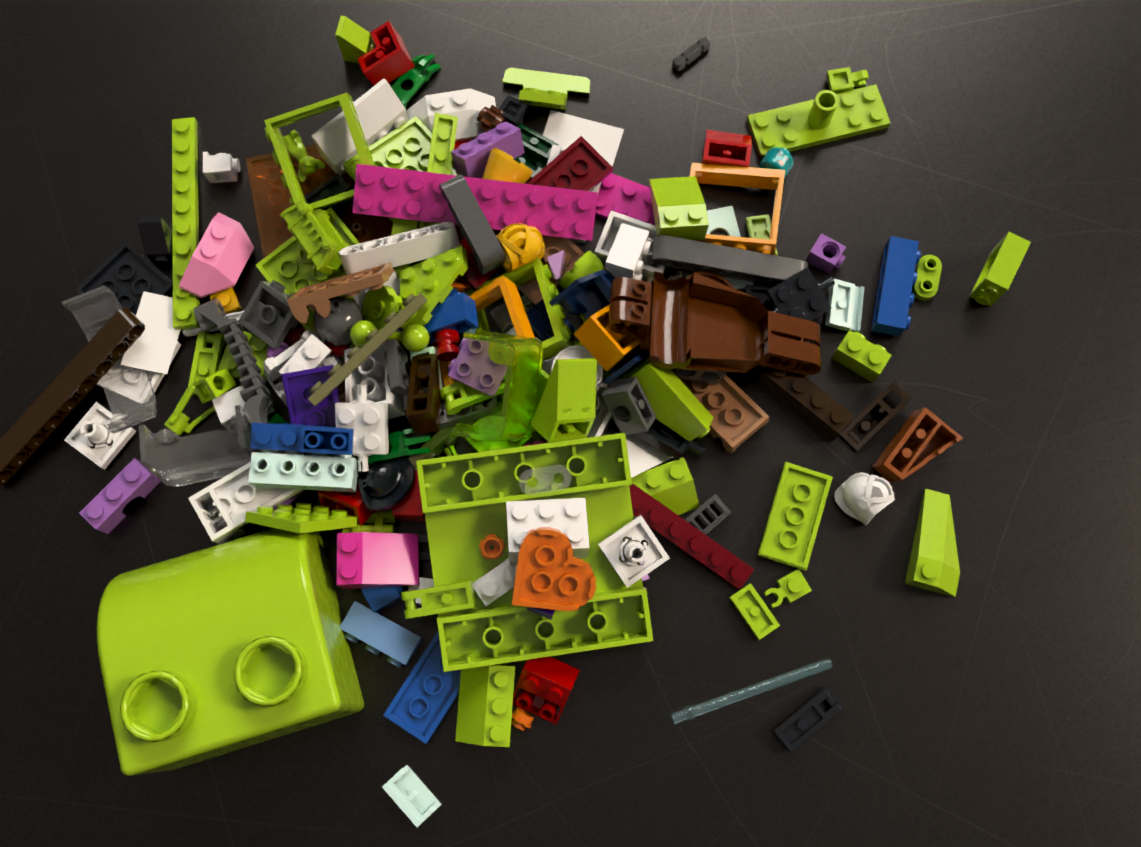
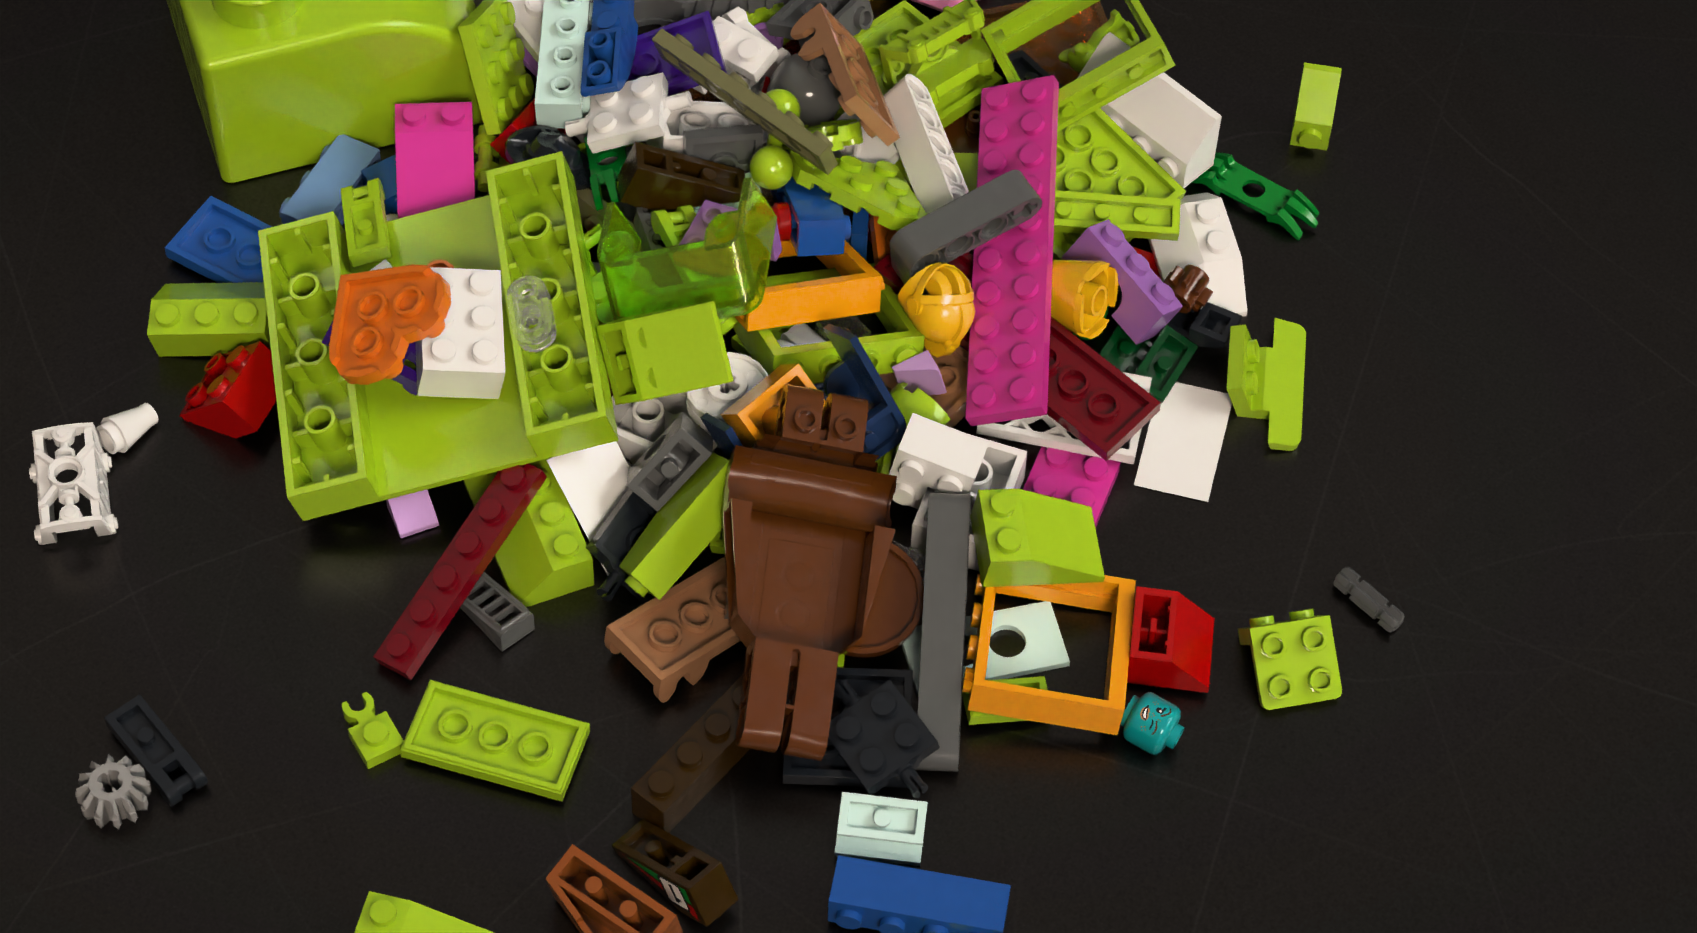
camera: 85 degrees right, 20 degrees down
(388, 58) = (1295, 154): red brick -> none
(411, 795) = (91, 236): light aqua hinge -> none
(521, 719) = (190, 366): orange plate -> none
(571, 759) = (123, 429): none -> white cone
(618, 775) = (91, 482): none -> white piece
(651, 554) = (421, 460): white plate -> none
(691, 712) = (181, 588): clear light blue bar -> none
(729, 90) = (1293, 659): none -> lime bracket
(754, 611) = (335, 676): lime plate -> none
(819, 120) = (1255, 807): lime plate -> none
(828, 245) = (984, 784): medium lavender brick -> none
(843, 80) = (1342, 842): lime plate -> none
(843, 752) = (113, 791): none -> light grey gear
(861, 355) = (783, 845): lime brick -> none
(864, 496) = (519, 839): white helmet -> none

